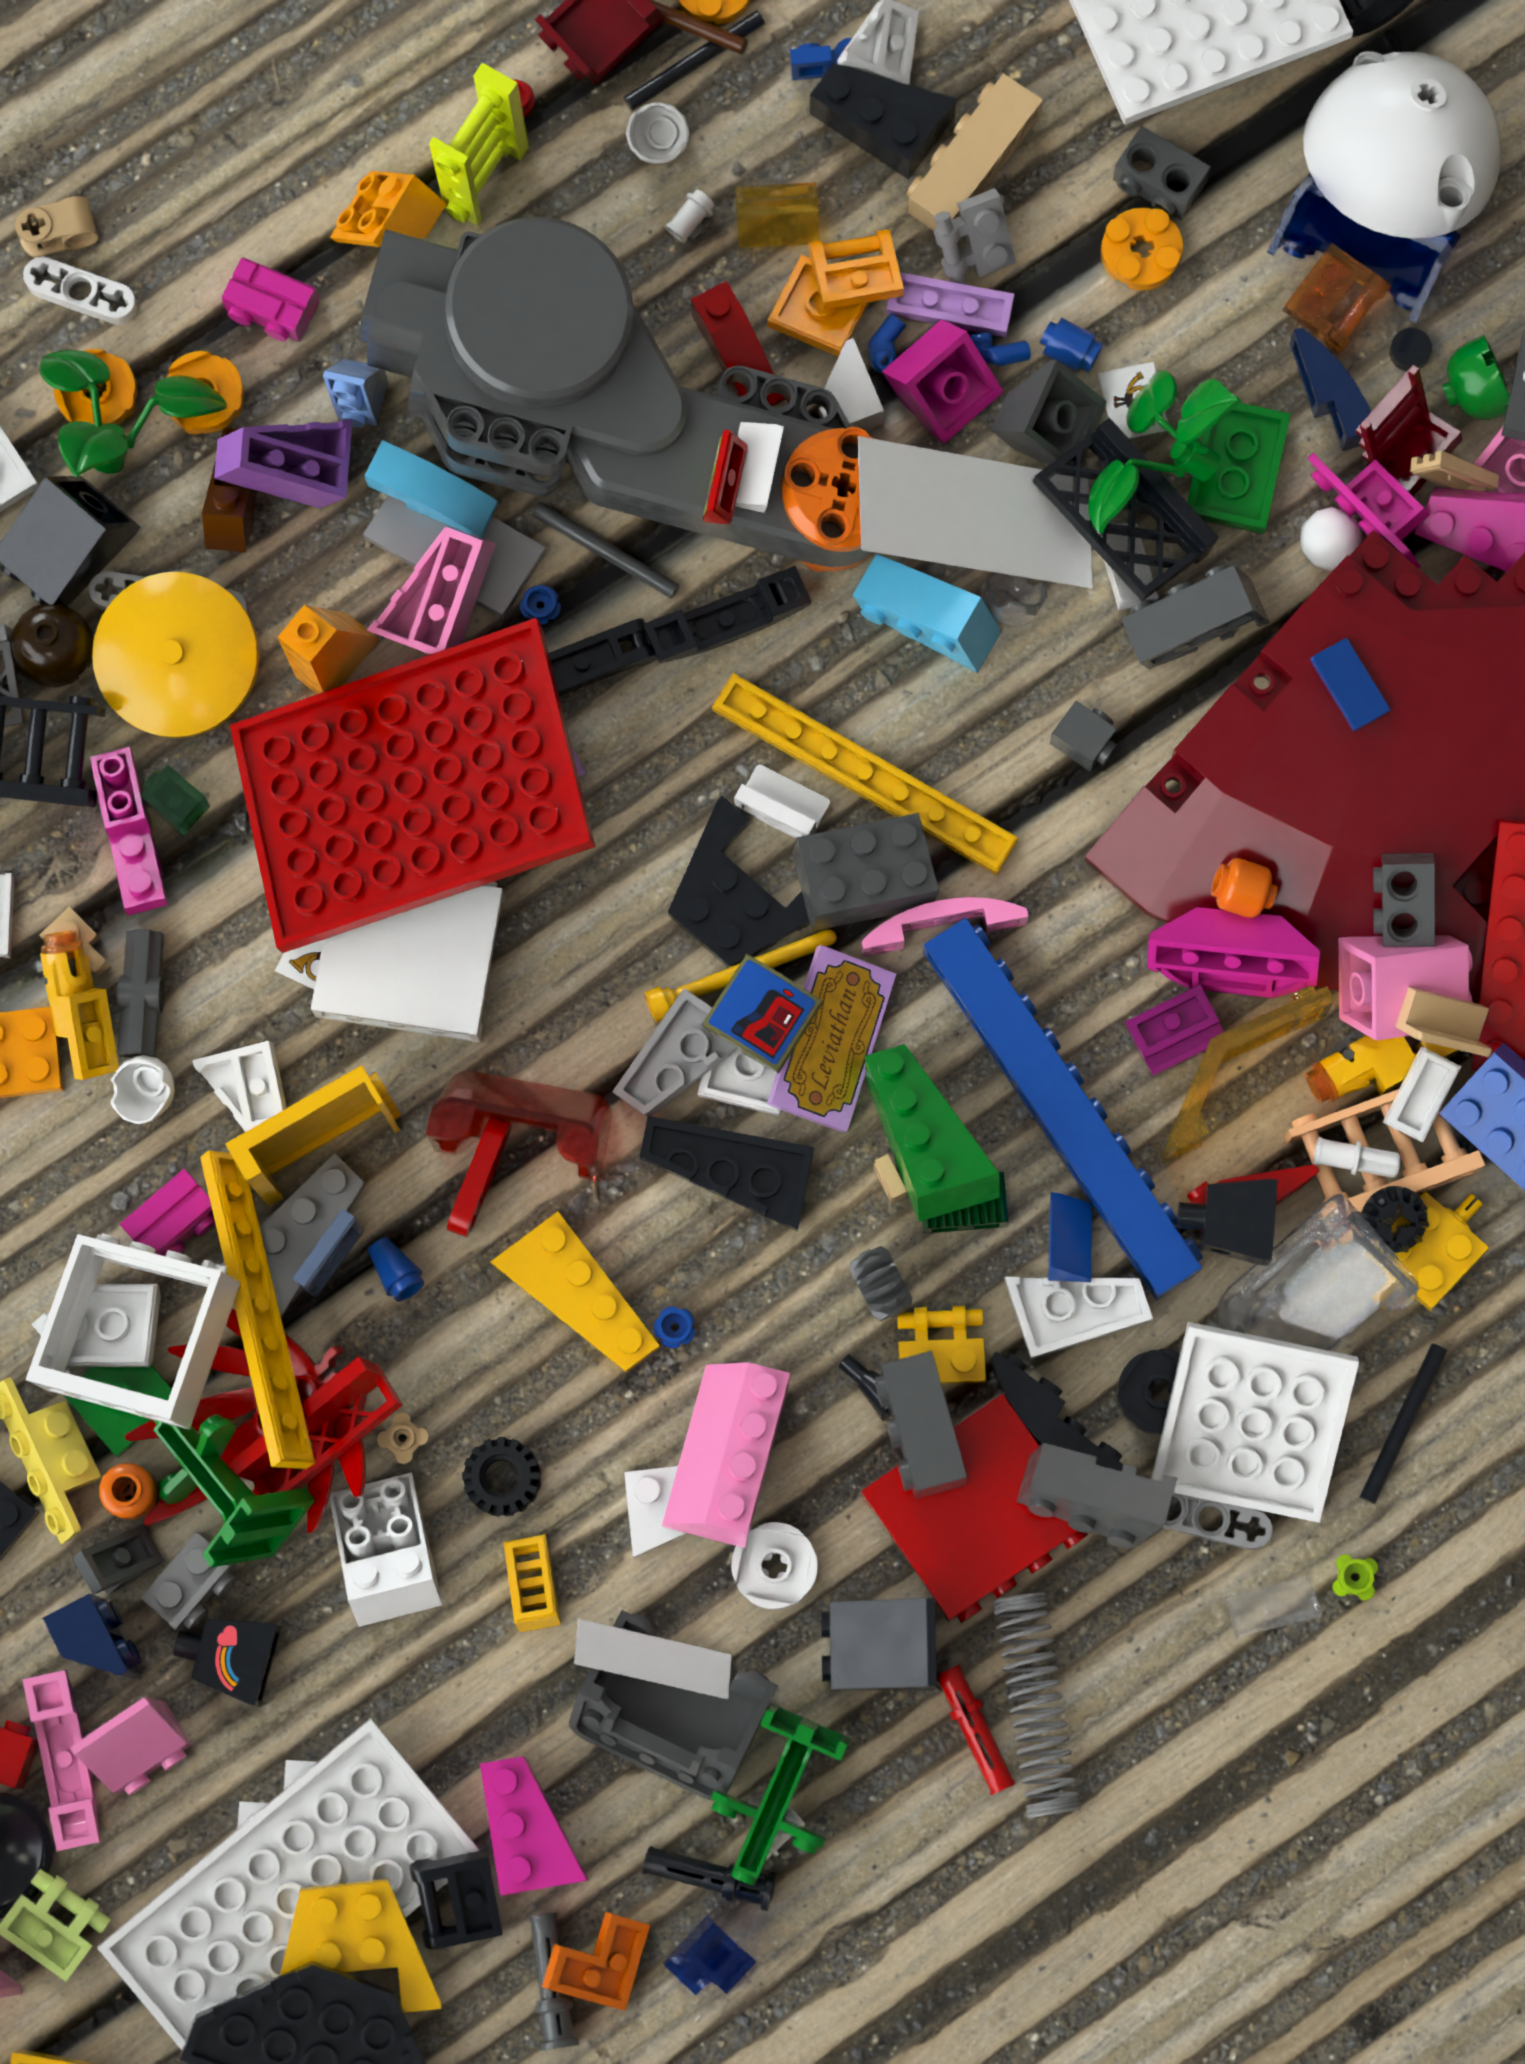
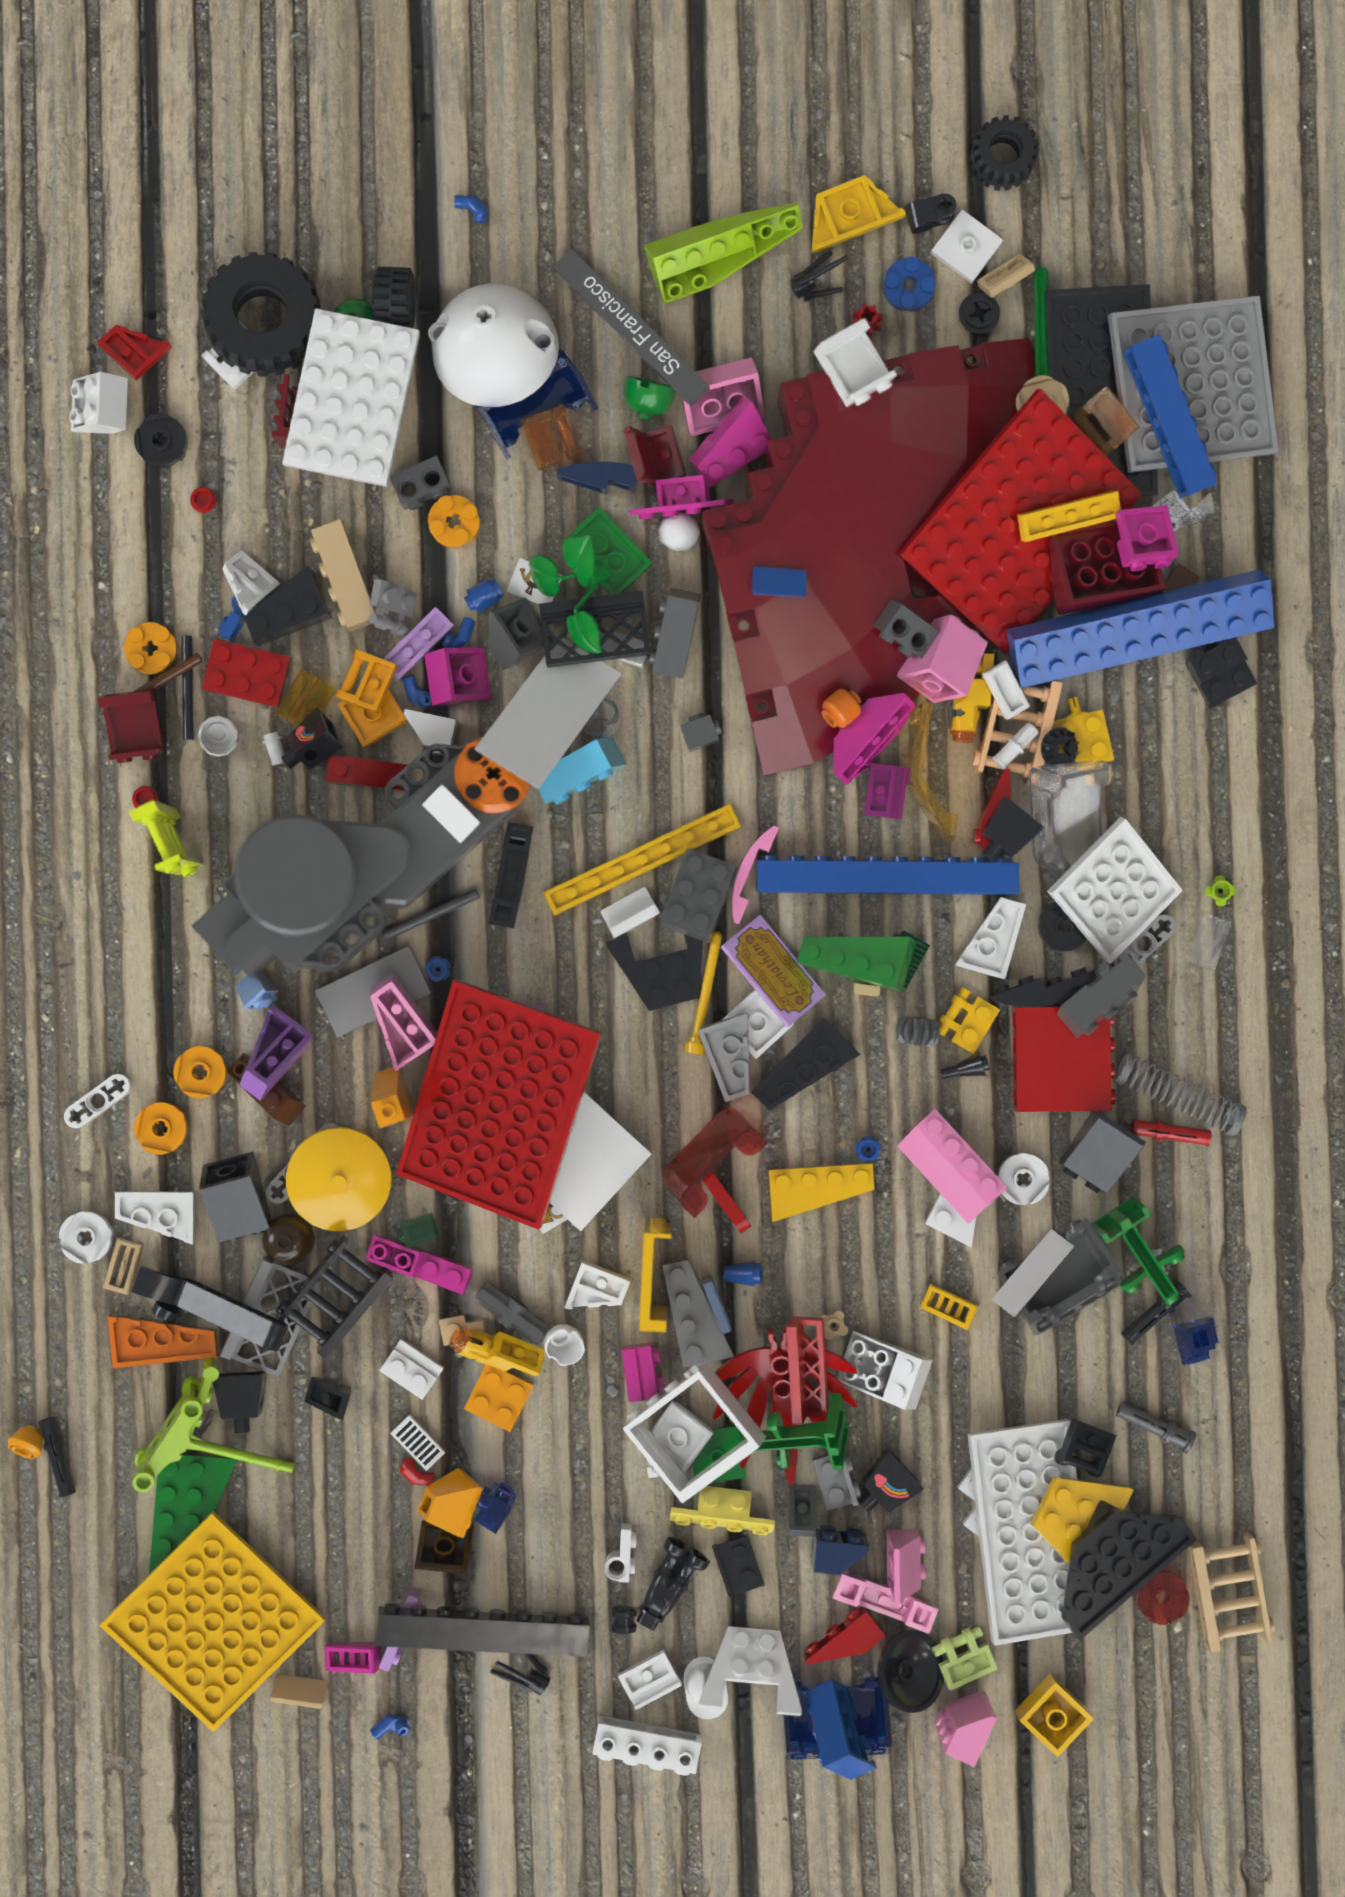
camera: 65 degrees left, 10 degrees up
(61, 227) = (55, 1086): tan piece -> none
(105, 445) = (201, 1149): green plant -> none
(114, 1495) = (770, 1492): orange head -> none
(258, 1313) = (728, 1363): yellow tile -> none
(270, 300) = (173, 1003): dark pink brick -> none
(389, 203) = (165, 909): light orange slope -> none
(430, 489) = (339, 987): medium azure slope -> none
(478, 1464) = (898, 1299): black tyre -> none
(524, 1831) = (1075, 1391): dark pink wedge -> none
(600, 656) = (487, 957): black plate -> none
(607, 1973) = (1170, 1396): orange plate -> none
(725, 479) = (449, 834): red slope -> none
(731, 251) = (312, 741): none -> black torso
(762, 1013) = (740, 1000): slope -> none
(763, 120) = (246, 673): none -> red plate
(920, 1425) = (1011, 1062): dark grey brick -> none
(1069, 1239) = (957, 919): blue slope -> none
(1403, 1423) = (1160, 813): black bar -> none
(1410, 348) = (604, 418): black tile -> none
(1443, 1021) = (981, 654): tan panel -> none
(1453, 472) = (690, 444): tan tile -> none

